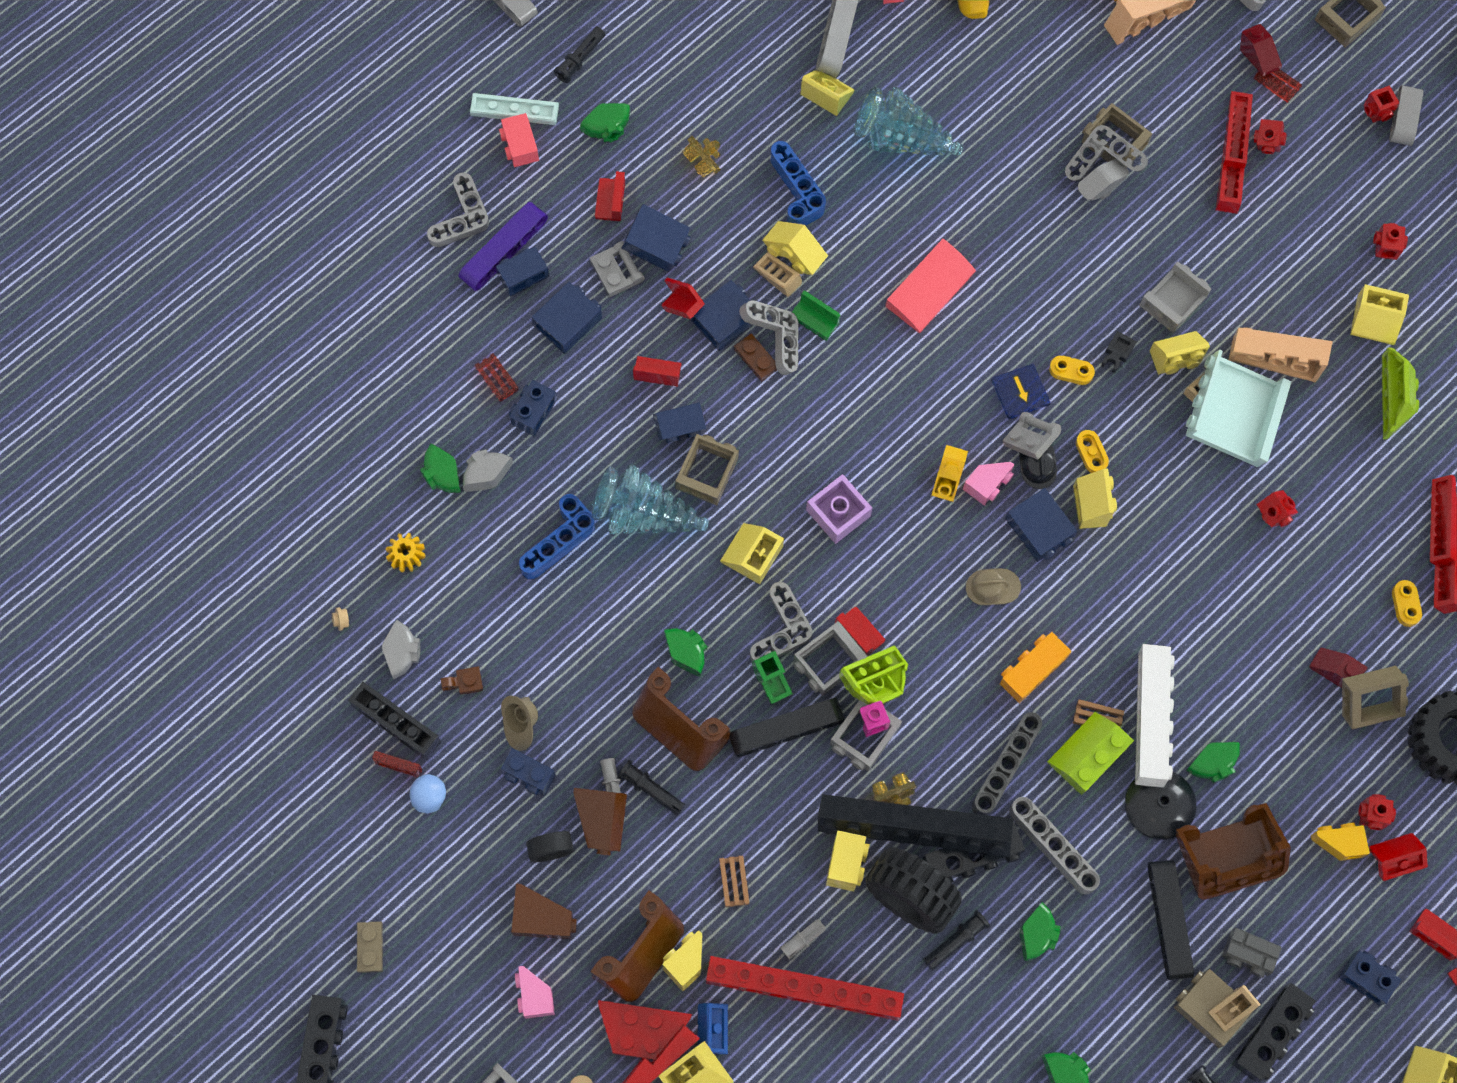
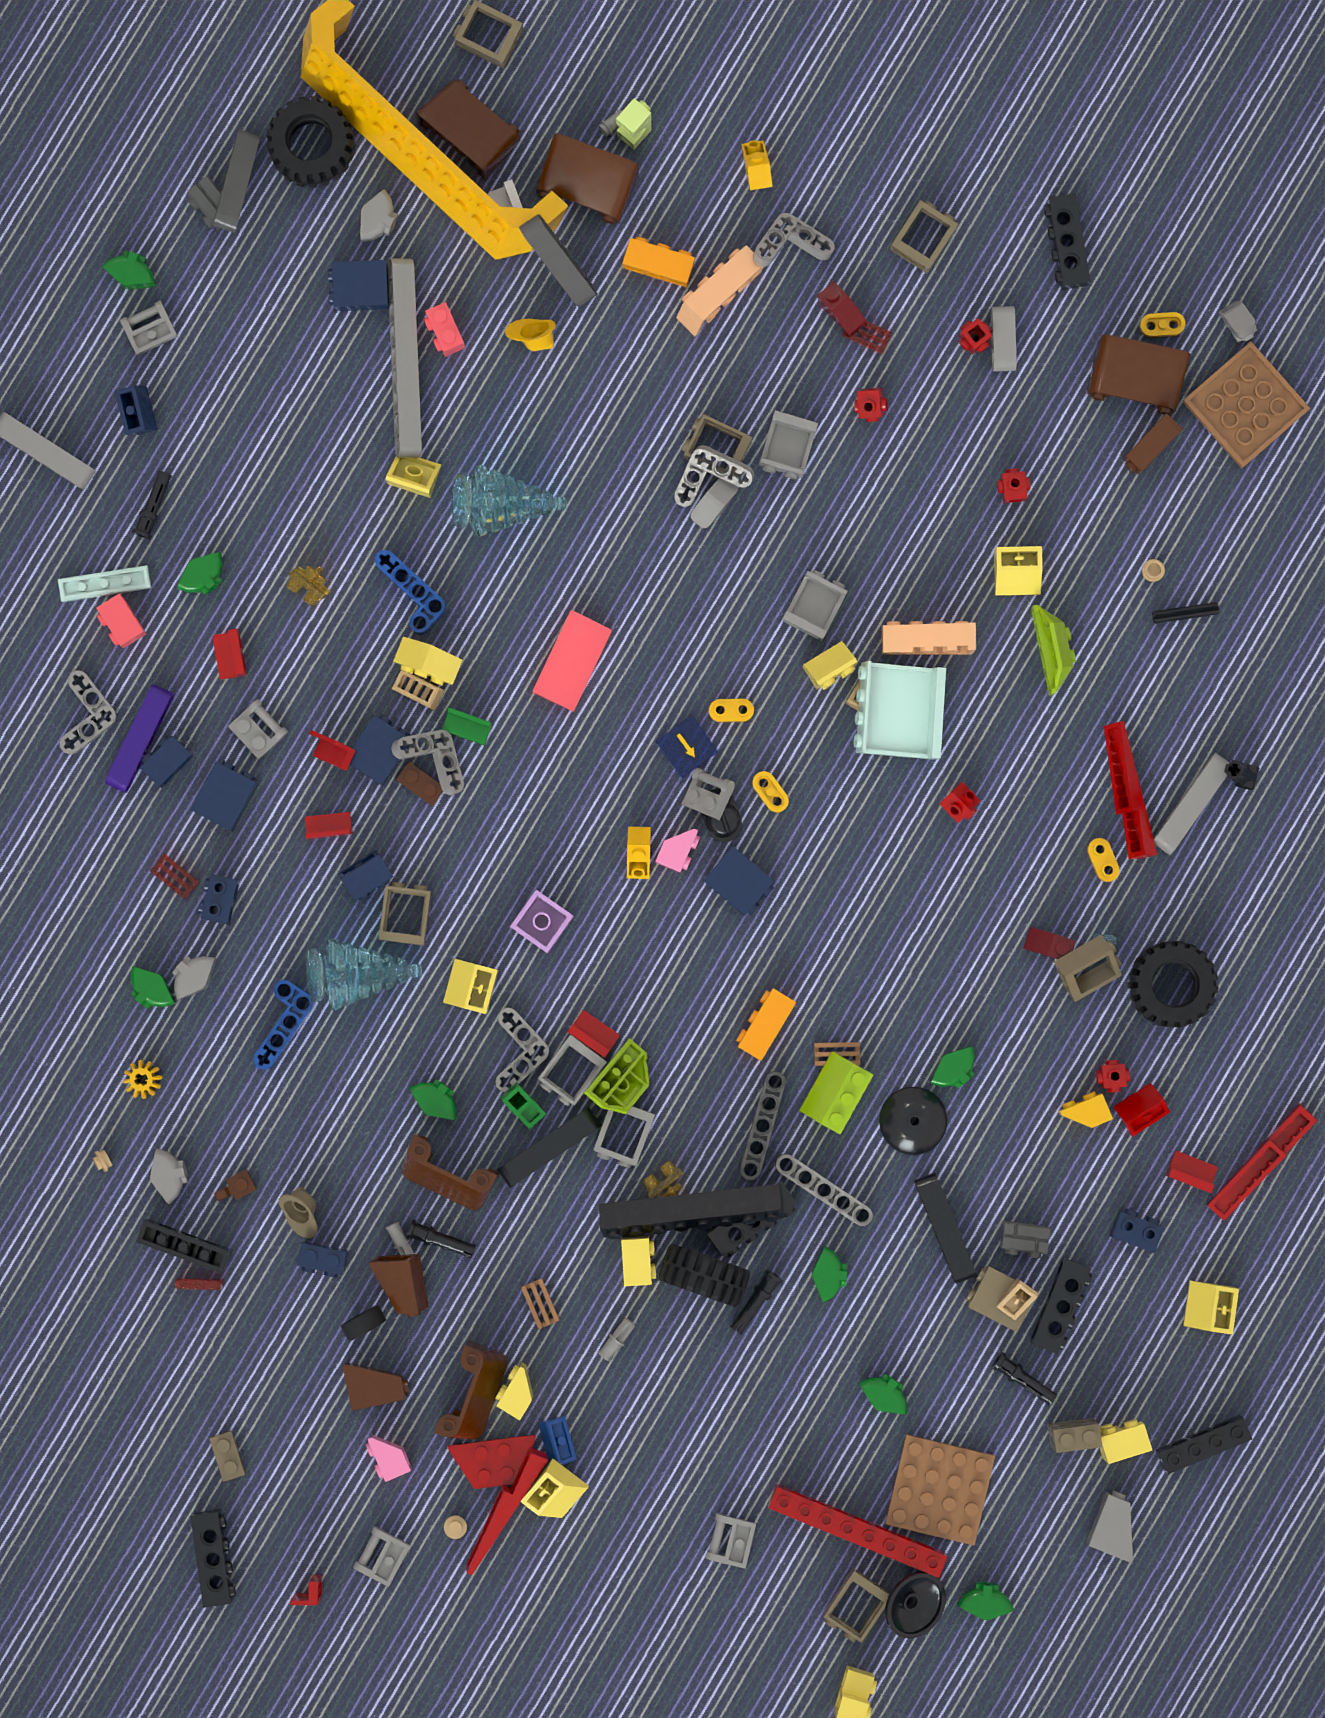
camera: 15 degrees left, 15 degrees up
(427, 793) = (235, 1302): light blue hair -> none
(656, 238) = (288, 689): dark blue brick -> none
(805, 988) = (629, 1384): red brick -> none
(874, 718) = (627, 1123): dark pink bracket -> none
(993, 586) = (708, 953): dark tan piece -> none
(1094, 499) = (783, 844): light yellow slope -> none
(1119, 349) = (772, 675): black plate -> none
(1154, 716) = (886, 1042): white brick -> none
(1183, 152) = (788, 445): none -> light grey panel
(1234, 152) = (839, 426): red slope -> none
(1235, 853) = (989, 1150): reddish brown windscreen -> none

